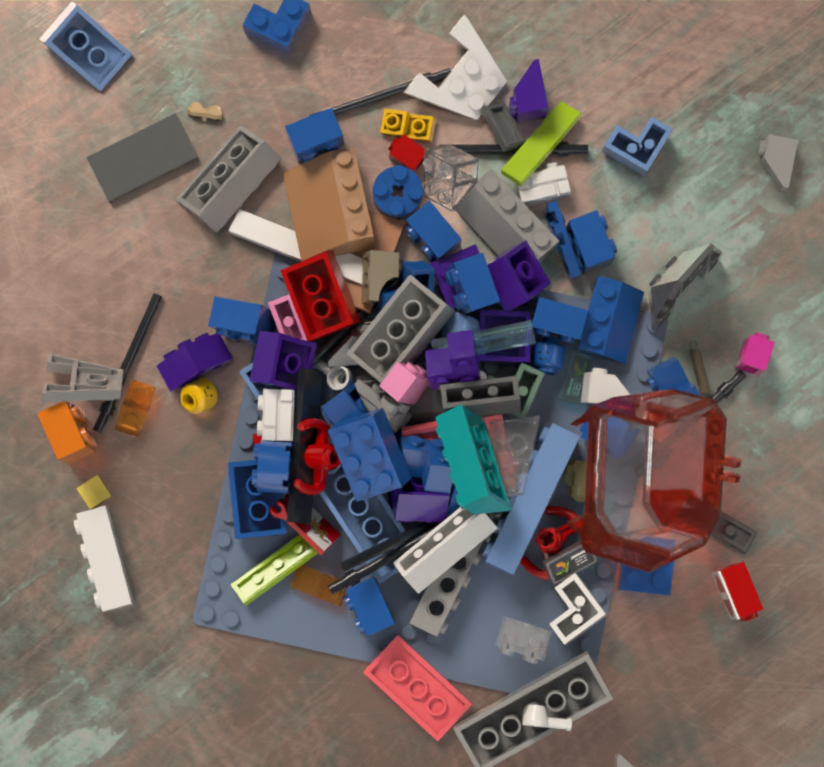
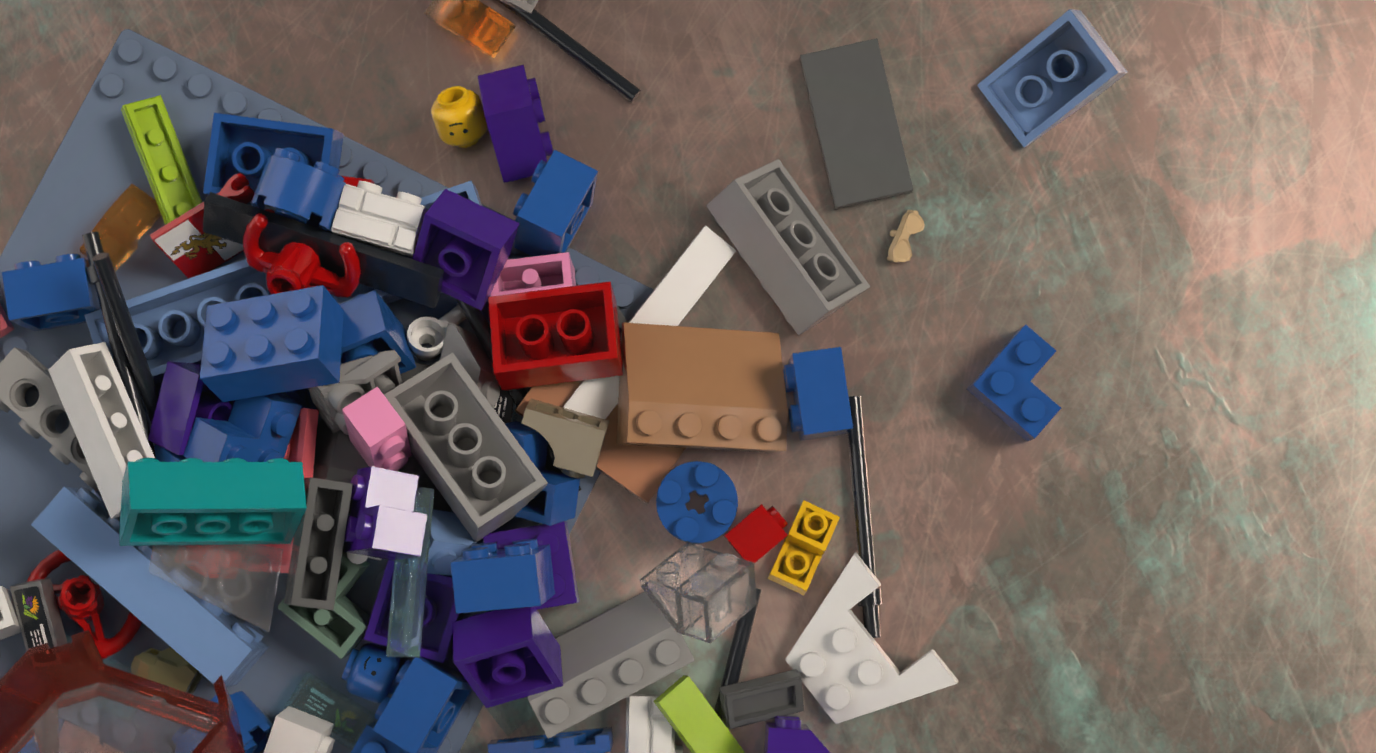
camera: 105 degrees right, 0 degrees up
(432, 233) = (615, 540): blue brick -> none

